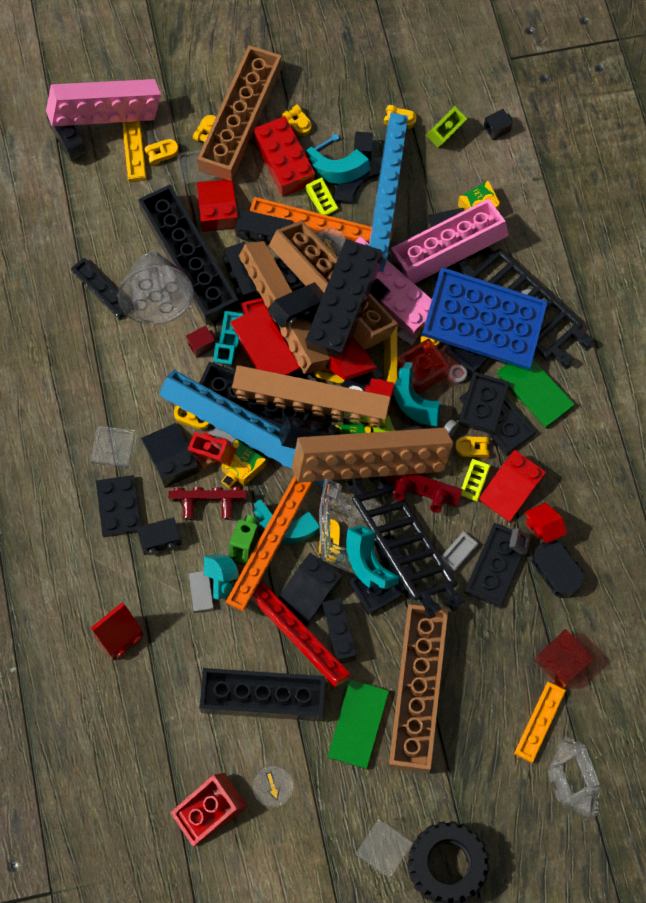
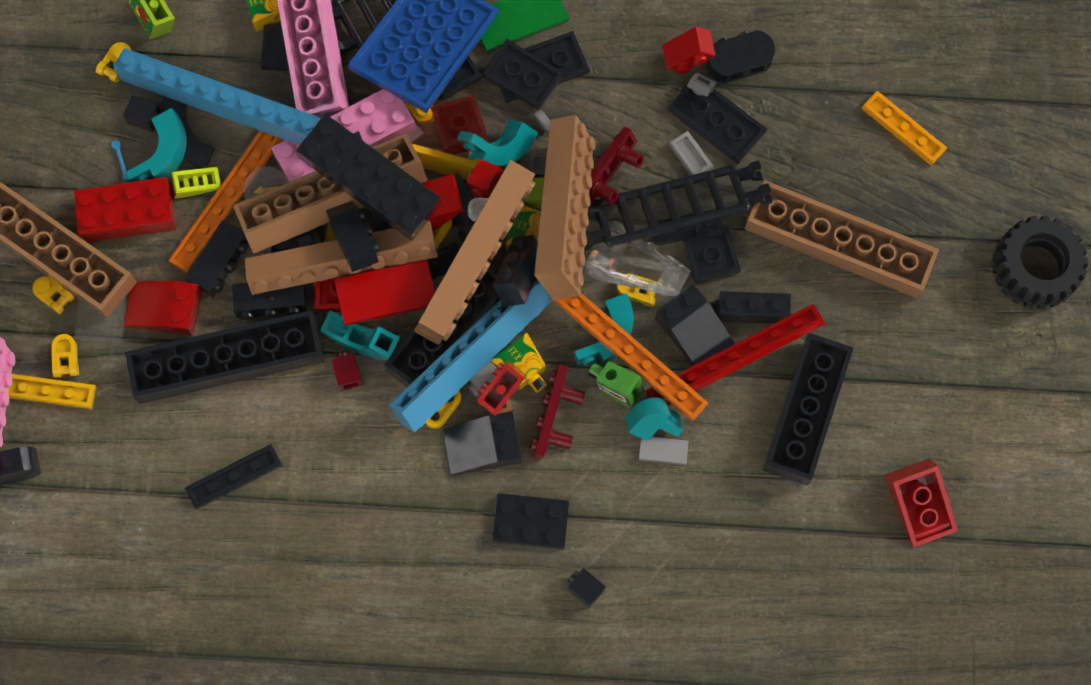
camera: 75 degrees left, 5 degrees up
(74, 558) = (585, 587): none -> black brick
(112, 446) = (452, 511): clear tile -> none
(117, 631) = (695, 553): red slope -> none
(155, 290) = (265, 404): clear cone -> none
(159, 536) = (585, 482): black brick -> none
(272, 786) = (909, 427): clear tile -> none
(300, 126) = (85, 178): yellow plate -> none
(358, 724) = (862, 317): green tile -> none
(363, 559) = (686, 254): teal arch -> none
(383, 849) = (1004, 327): clear tile -> none
(457, 374) = (478, 90): light grey tile -> none
(466, 447) = (568, 106): yellow plate -> none
(474, 463) = (616, 106): neon yellow slope -> none
(512, 486) = (630, 74): red slope -> none
(563, 659) = (844, 81): clear red brick -> none
(578, 801) = (945, 114): clear windscreen -> none

